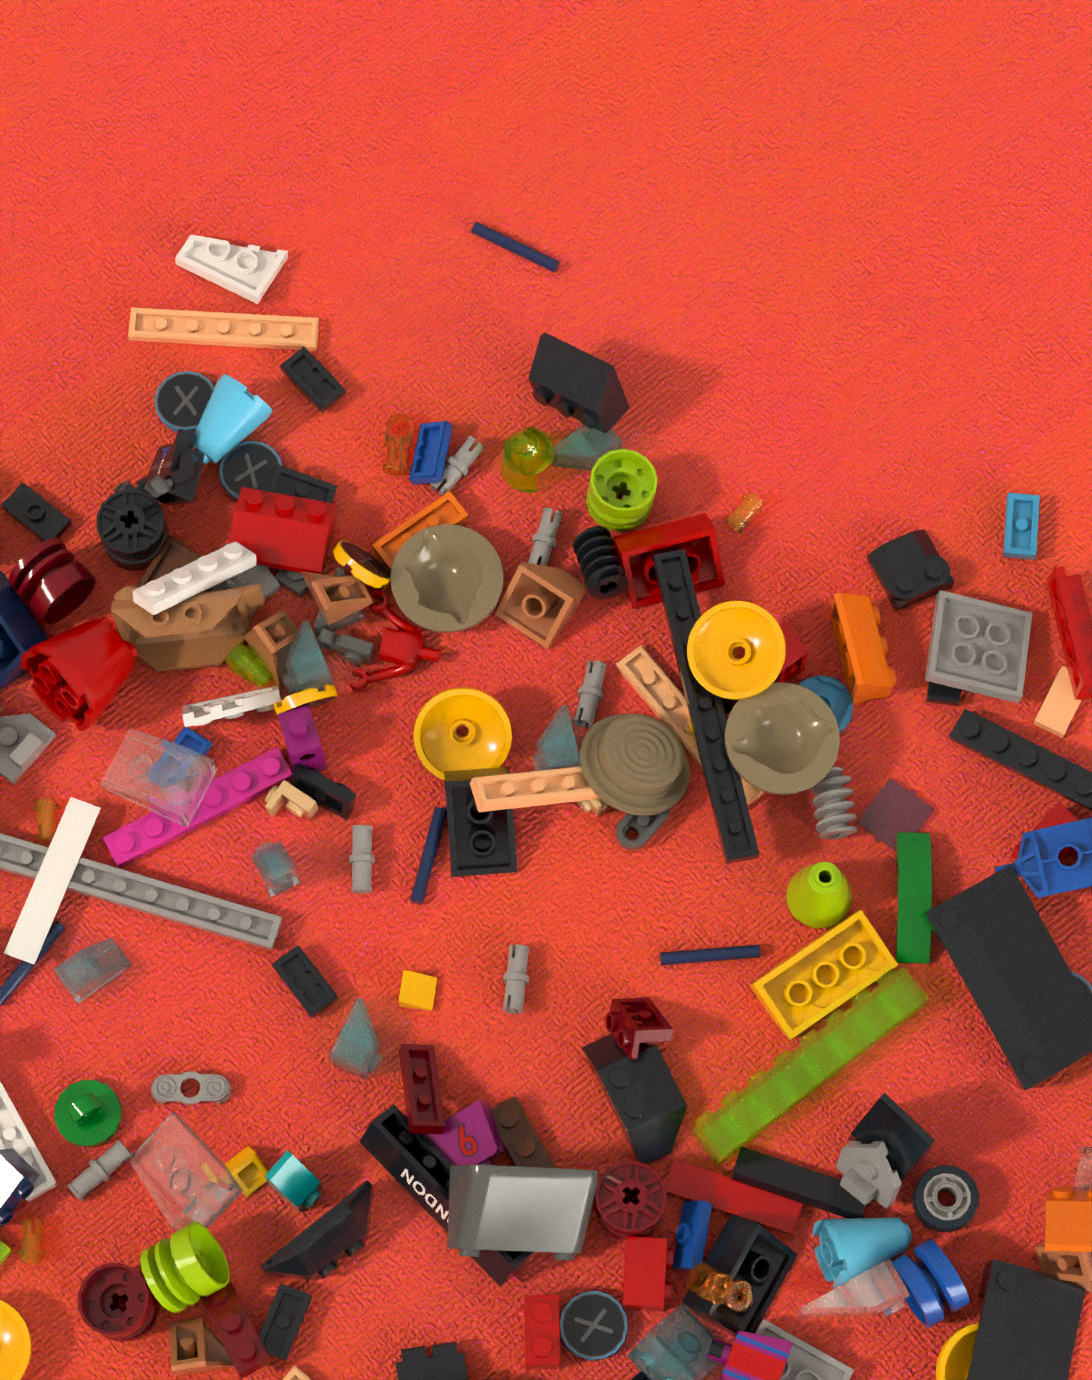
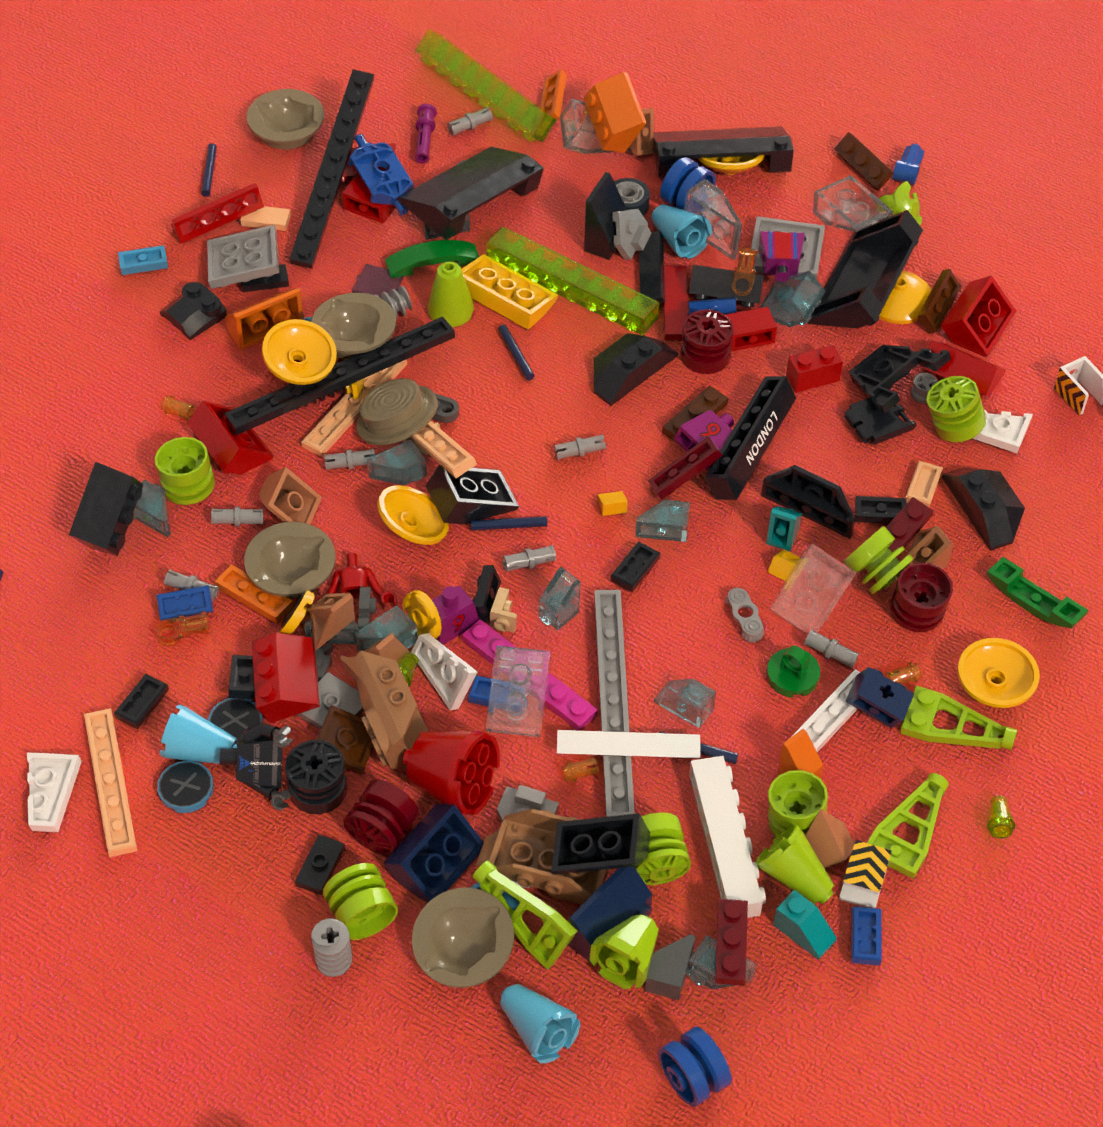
camera: 110 degrees left, 20 degrees down
(194, 578) = (353, 694): white plate -> none
(519, 1209) = (748, 383): windscreen -> none
(524, 456) = (171, 541): clear neon green helmet -> none
(593, 1325) = (790, 344): black tile -> none
(600, 563) = (247, 471): black piece -> none
(636, 1022) = (587, 365): dark red bracket -> none

